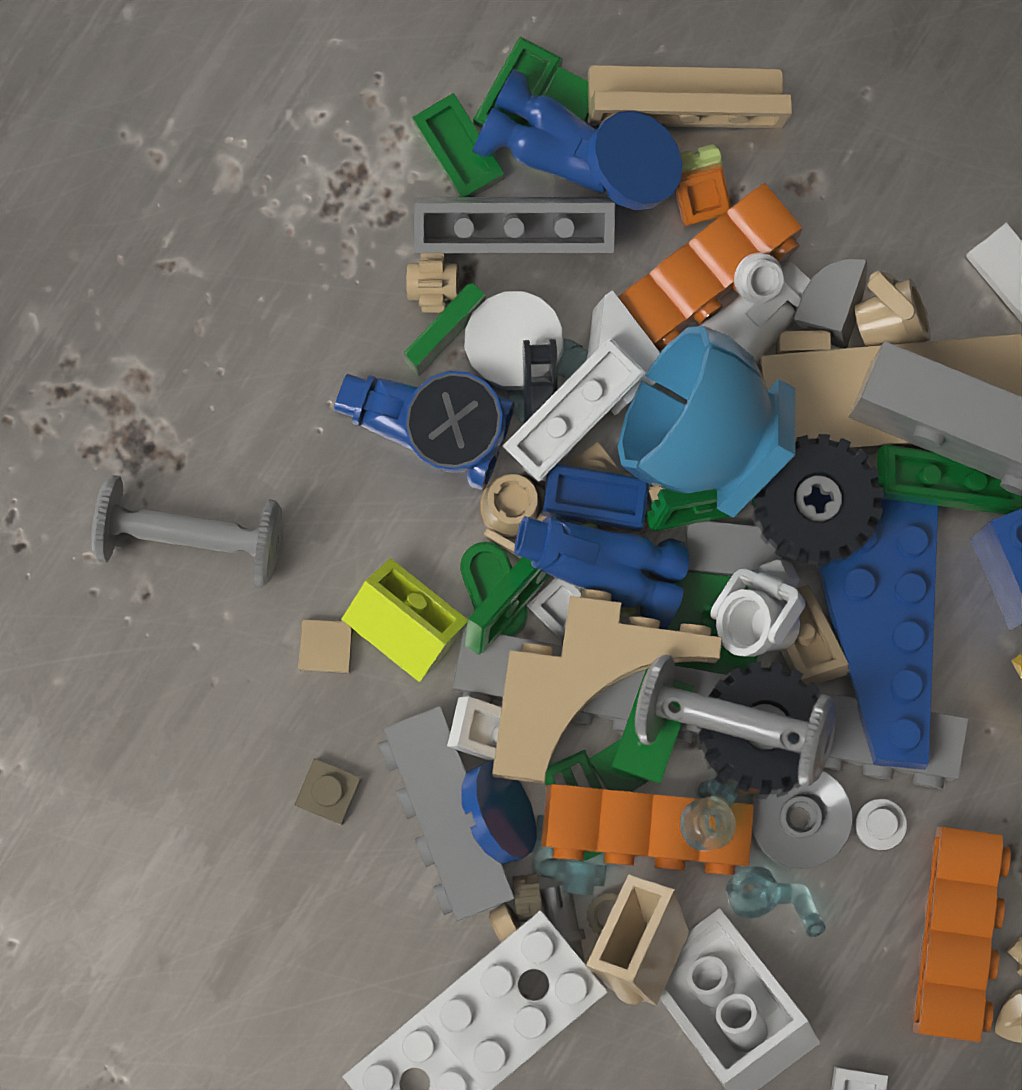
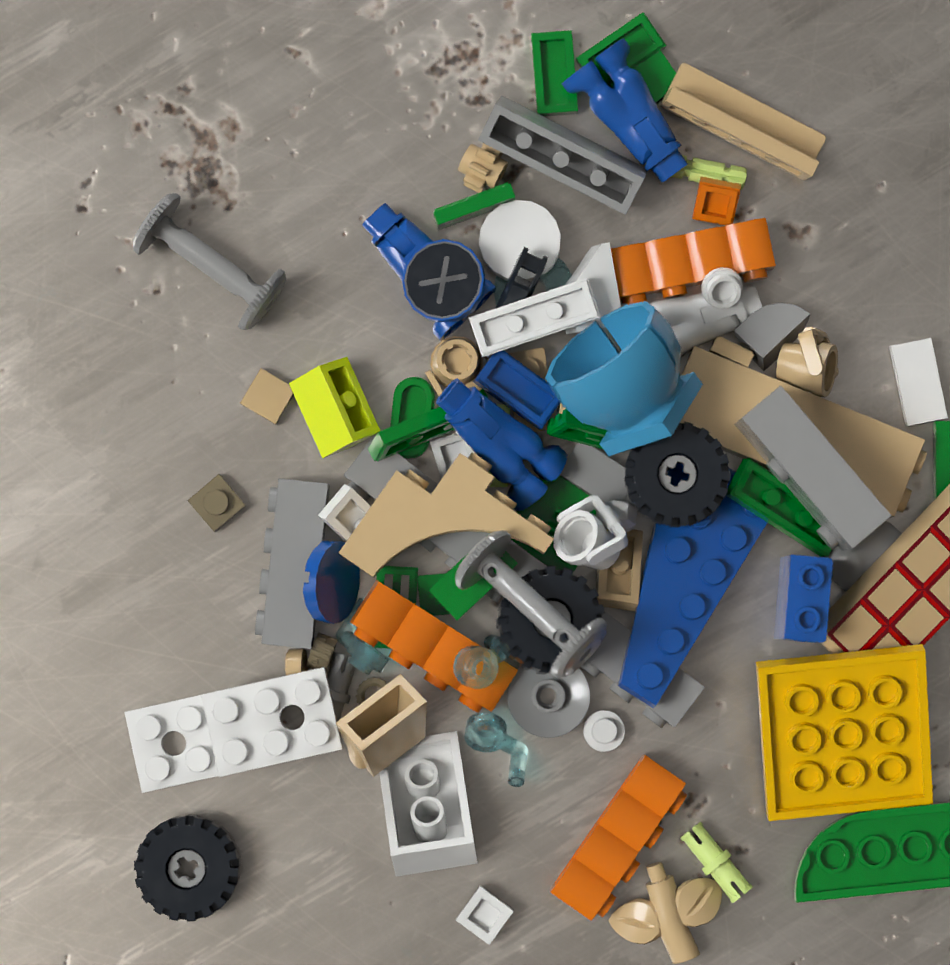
camera: 20 degrees right, 5 degrees up
(634, 160) = (676, 153): blue tile -> none

